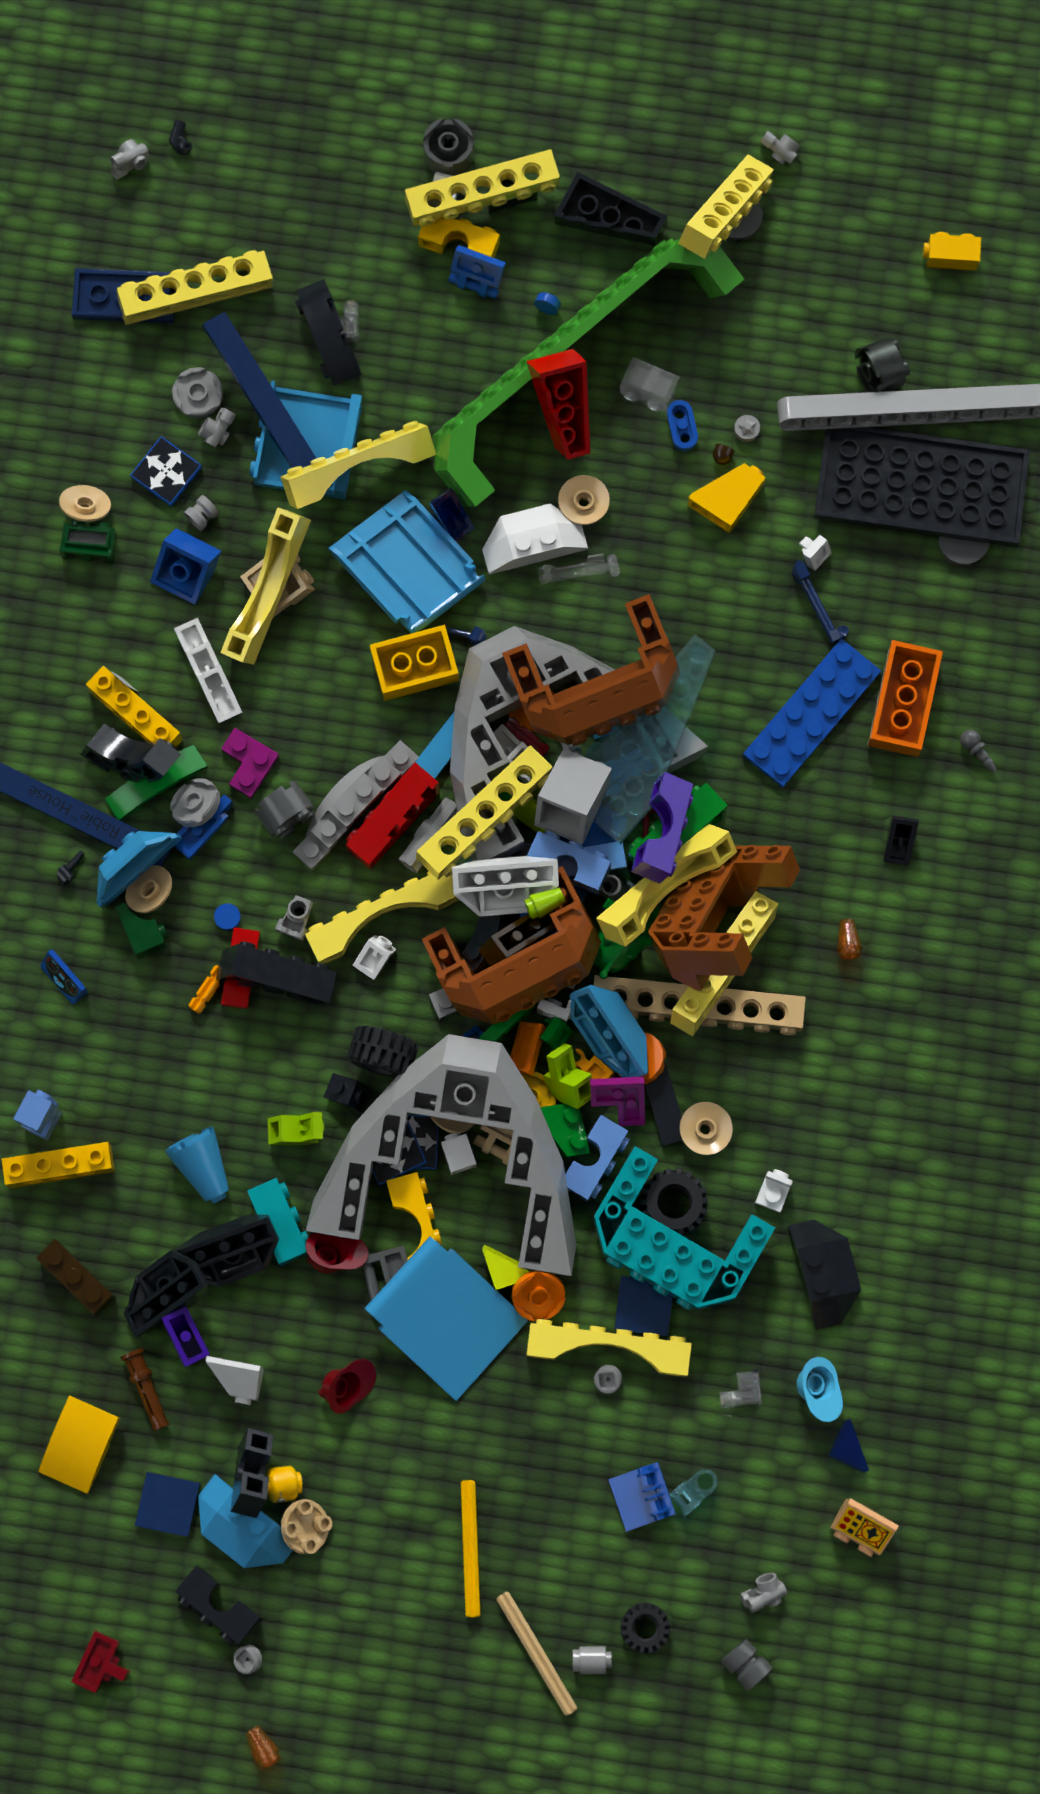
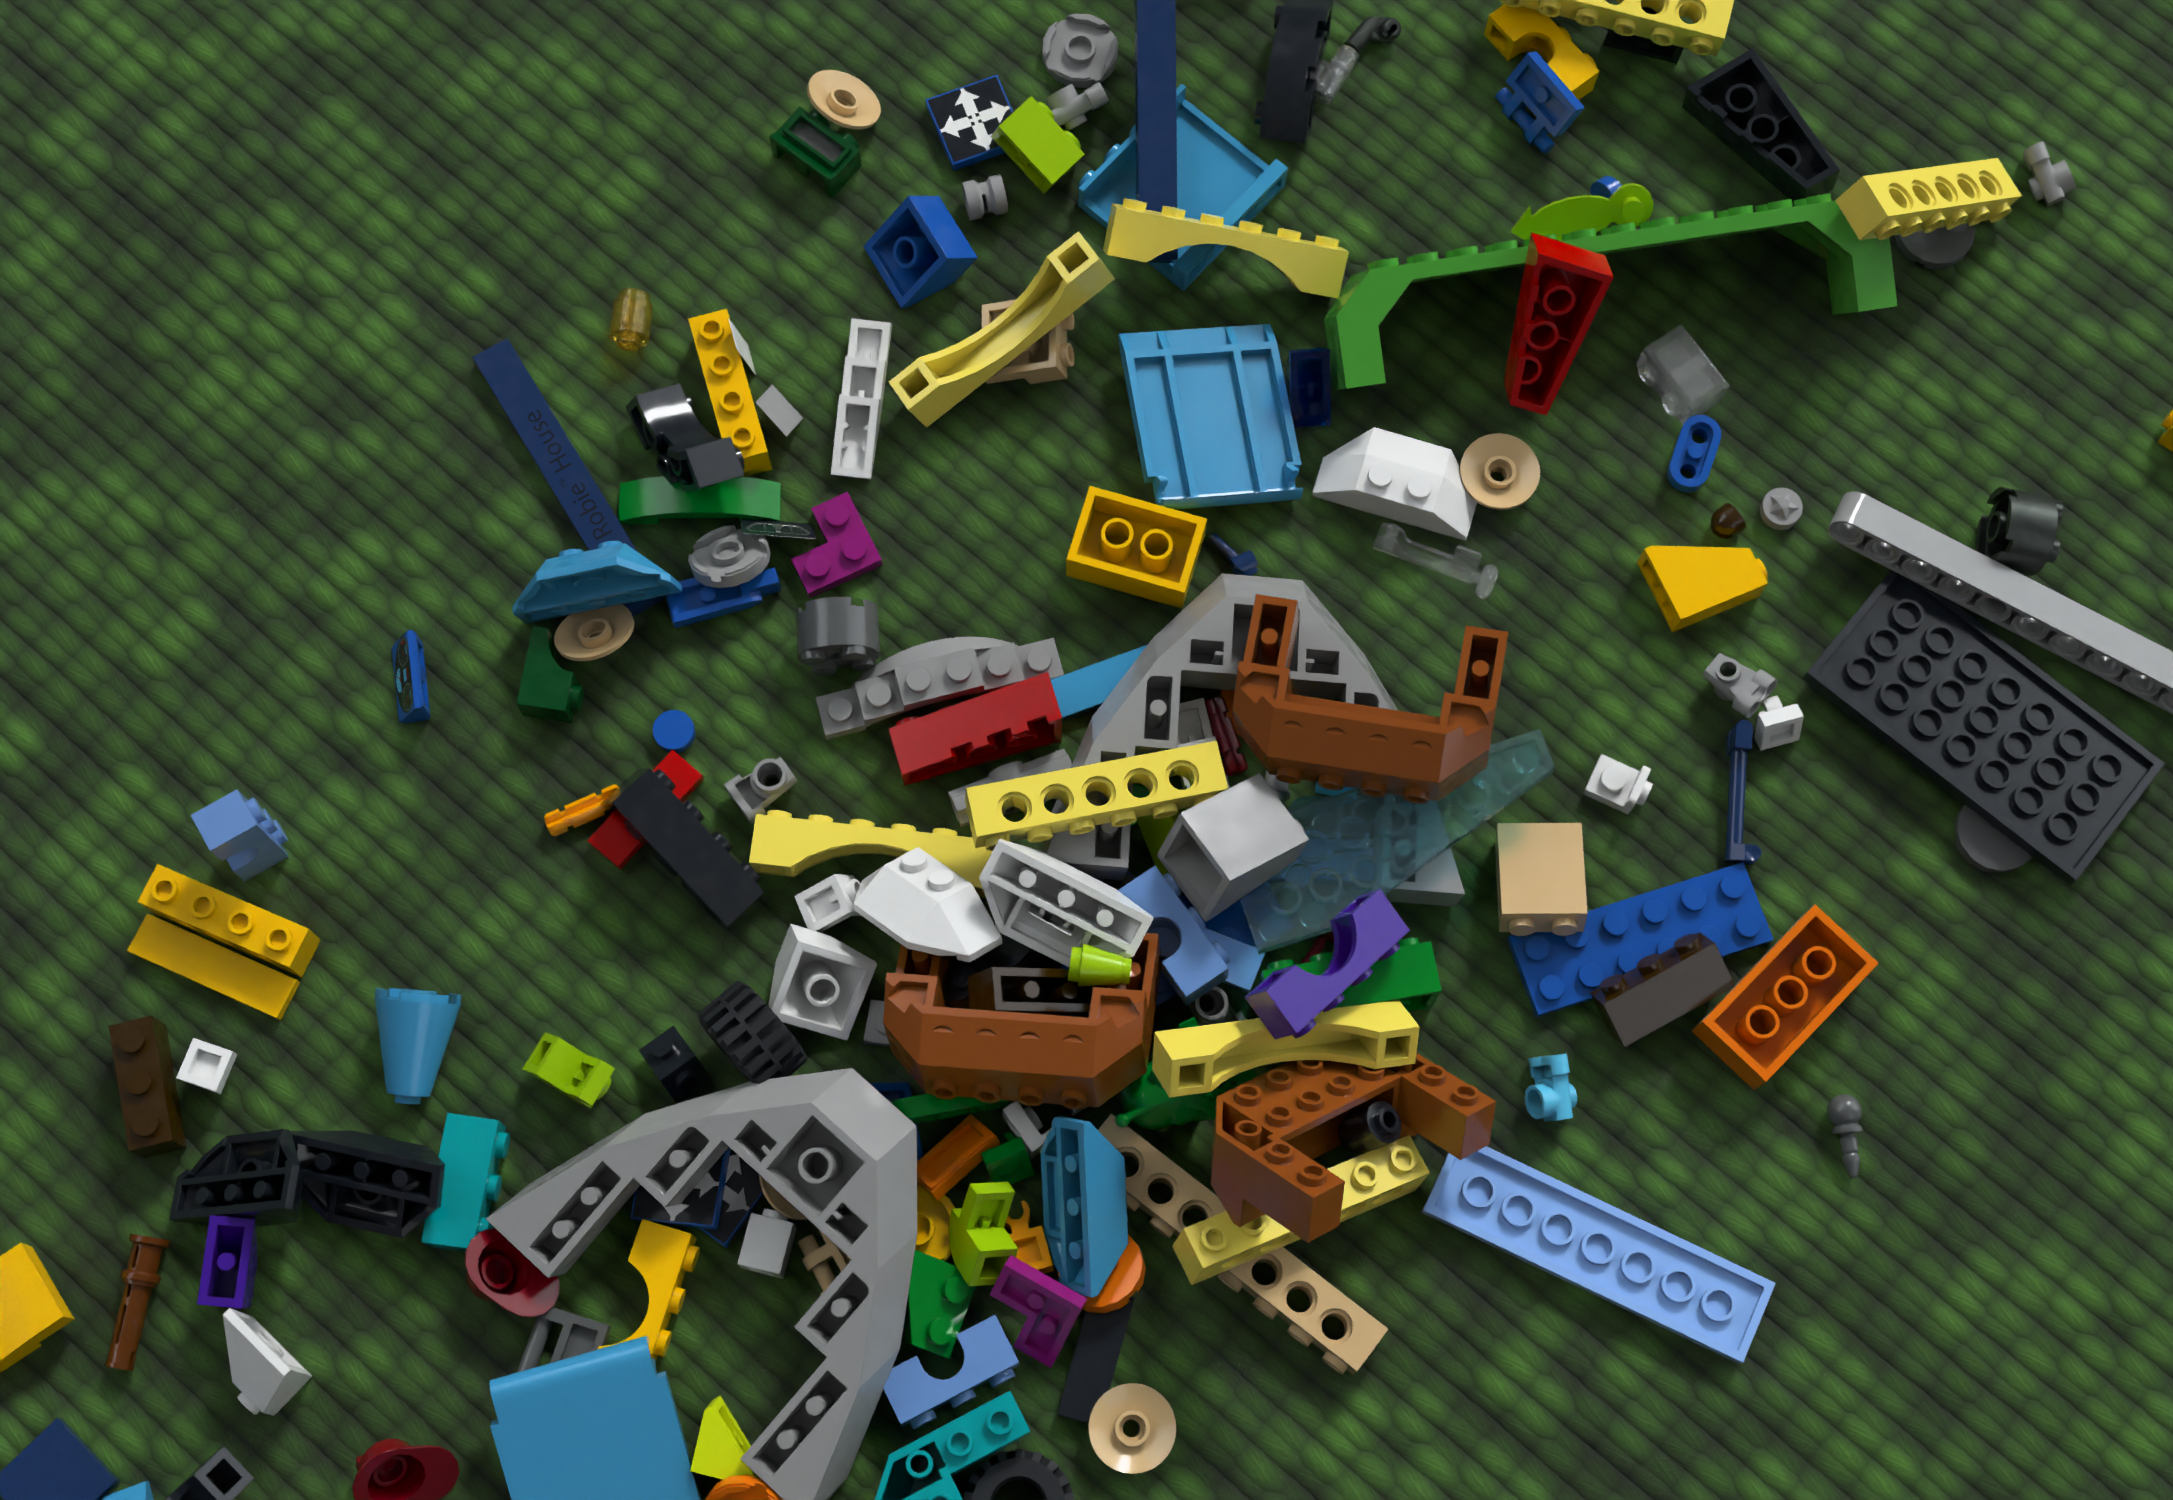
camera: 30 degrees right, 5 degrees down
(50, 703) = (631, 319): none -> clear yellow brick
(64, 873) = (503, 544): black hand -> none
(64, 1195) = (213, 966): none -> yellow tile
(100, 1247) = (206, 1066): none -> white tile
(167, 704) = (779, 410): none -> light grey sticker
(210, 771) = (777, 528): none -> black sticker
(212, 464) = (1038, 144): none -> lime brick
(356, 282) = (1374, 31): none -> pearl dark grey arm
(396, 1001) = (819, 982): none -> white slope
(431, 926) = (927, 908): none -> white wedge
(503, 893) = (1050, 919): none -> white sticker
(542, 323) = (1626, 205): none -> lime brick
(733, 899) = (1370, 1128): none -> black brick
(741, 712) = (1540, 878): none -> tan brick
(751, 636) = (1618, 784): none -> white bracket
(787, 542) = (1744, 688): none -> light grey plate
(815, 823) = (1553, 1094): none -> medium azure plate
(839, 733) = (1662, 988): none -> dark brown brick
(848, 940) = (1499, 1287): clear orange cone -> none
(888, 889) = (1601, 1250): none -> light blue plate
(900, 840) = (1660, 1189): black slope -> none

